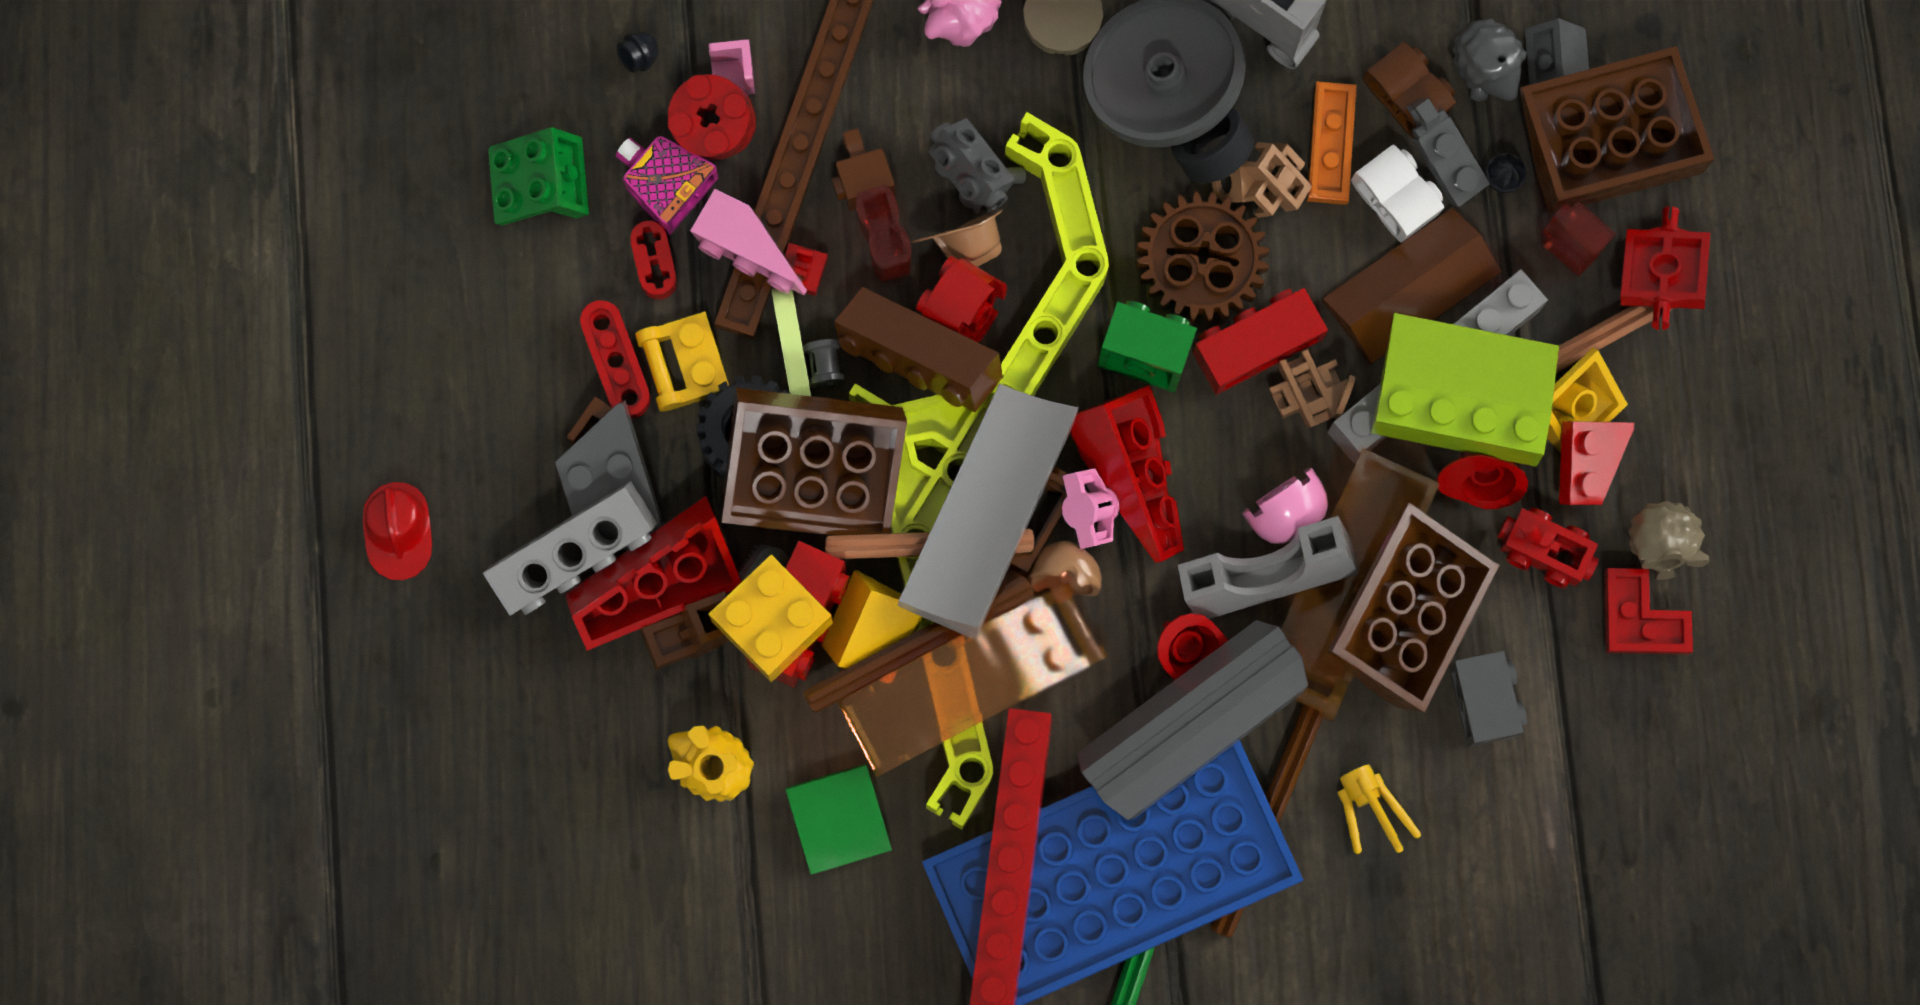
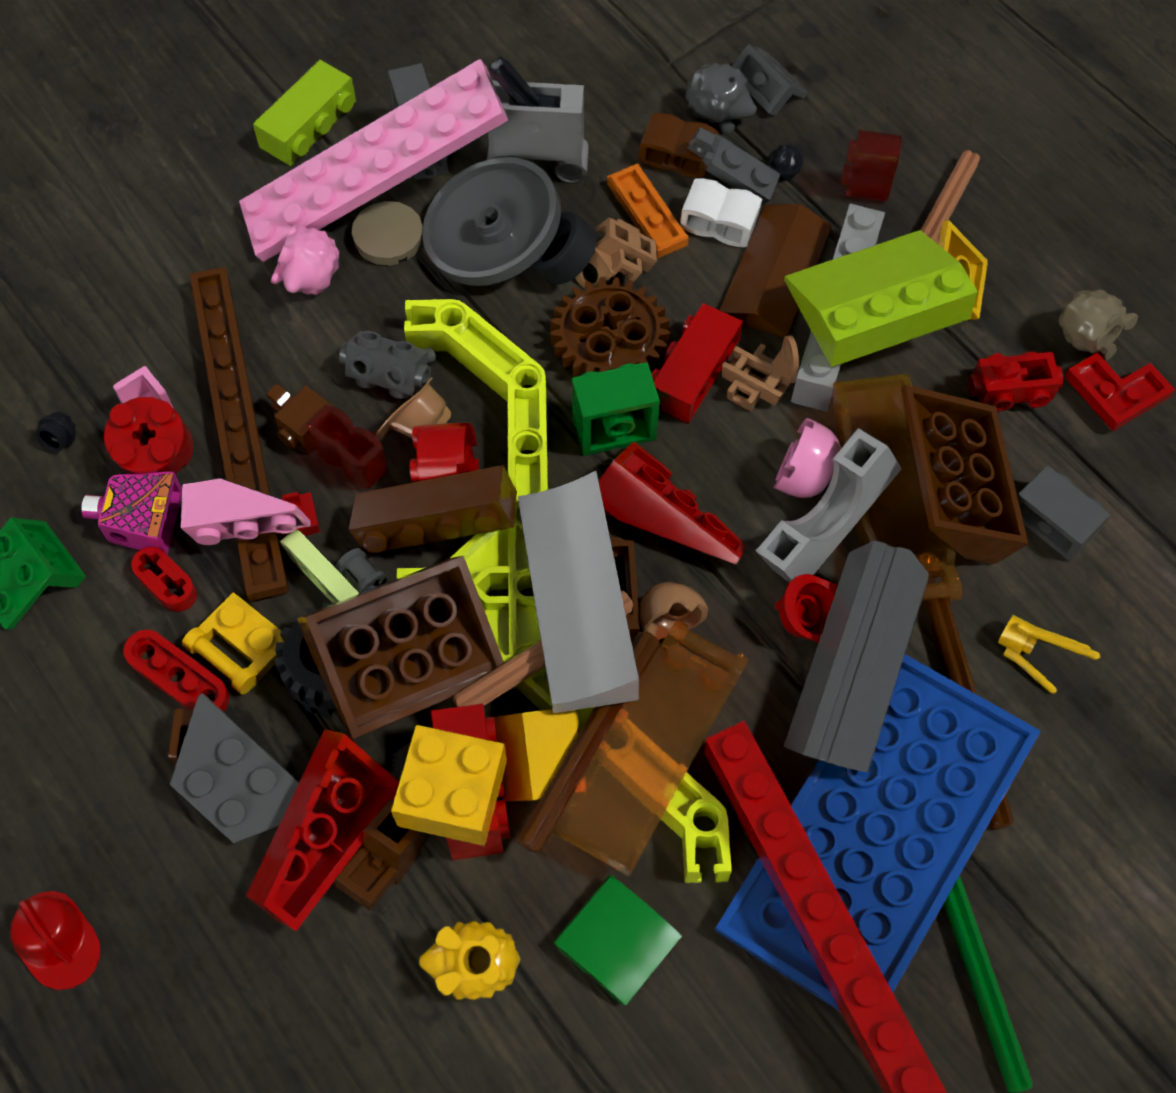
camera: 30 degrees left, 15 degrees down
(510, 574) = (183, 907): light grey brick -> none
(1082, 508) = (653, 551): bright pink piece -> none
(1483, 481) = (936, 357): red piece -> none
(1590, 459) = (998, 307): wing -> none
(1615, 130) = (841, 86): reddish brown slope -> none
(1665, 268) = (946, 155): red plate -> none

